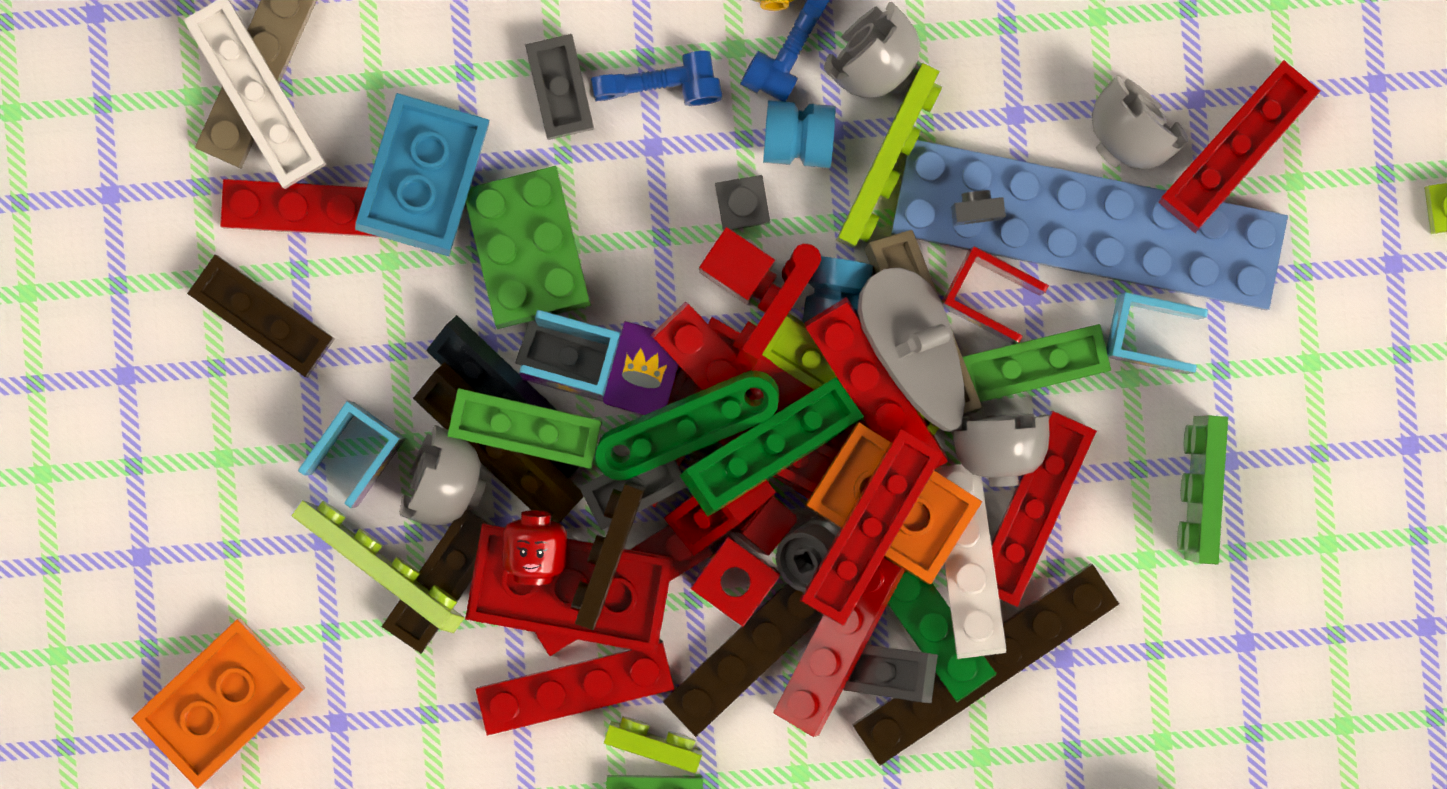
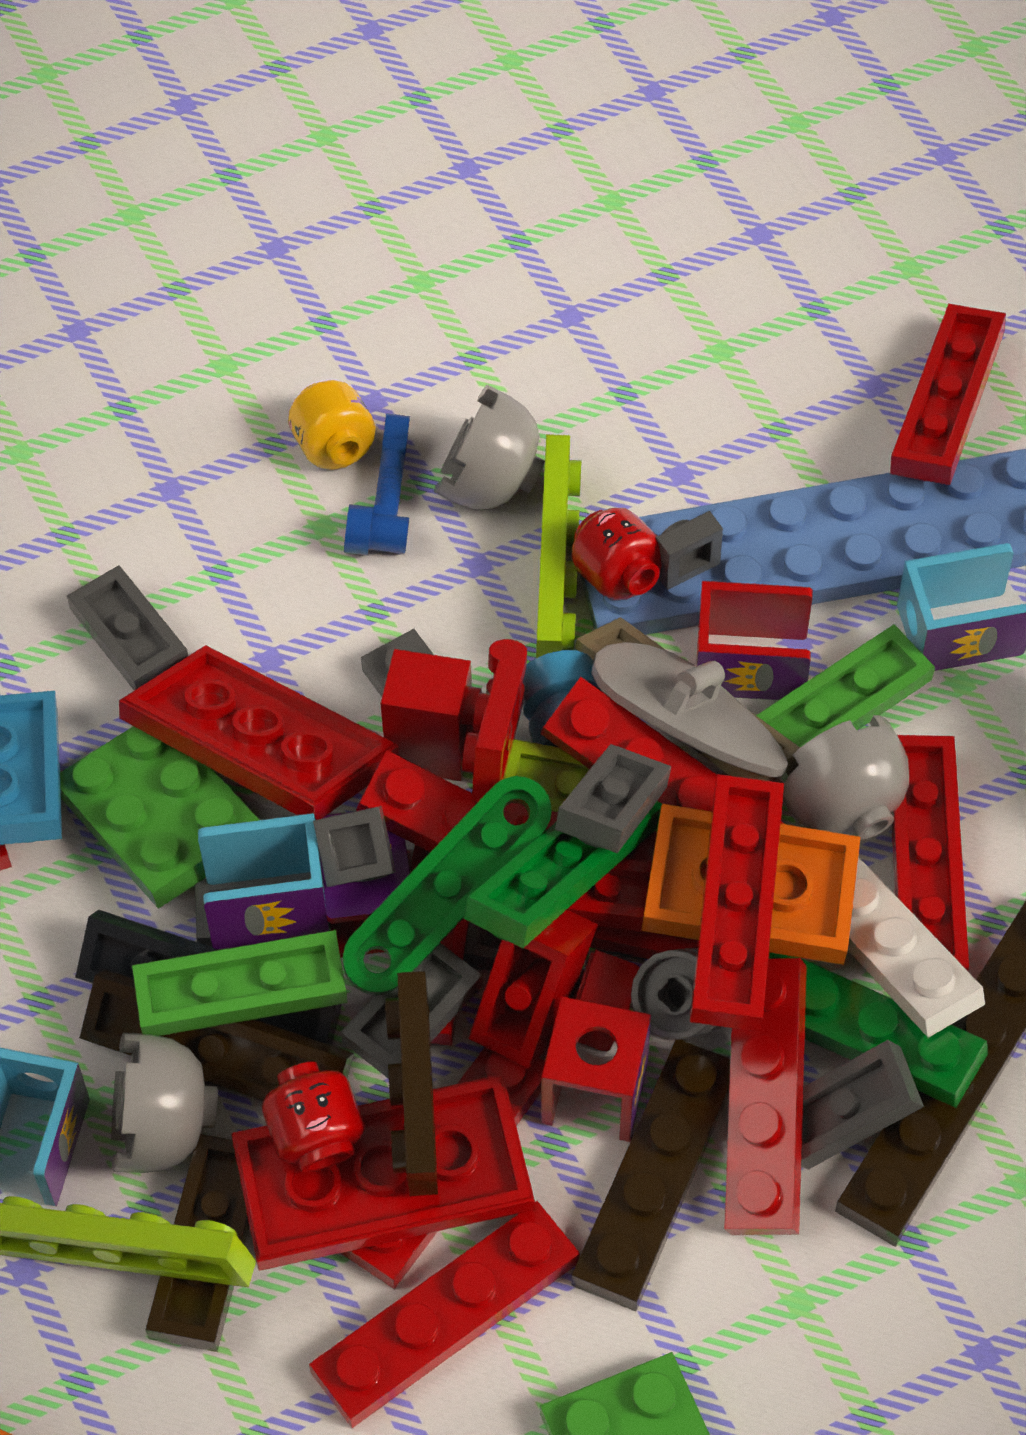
camera: 20 degrees left, 30 degrees down
(615, 225) = (257, 732): none -> red tile
(637, 367) = (354, 846): none -> dark grey plate
(673, 750) = (560, 1336): lime plate -> none
(694, 76) = (287, 561): blue brick -> none
(799, 134) = (447, 562): dark azure wheel -> none
(824, 413) = (613, 798): none -> dark grey plate
(926, 192) = (617, 553): none -> red head
(1134, 127) = (822, 415): light grey cylinder -> none

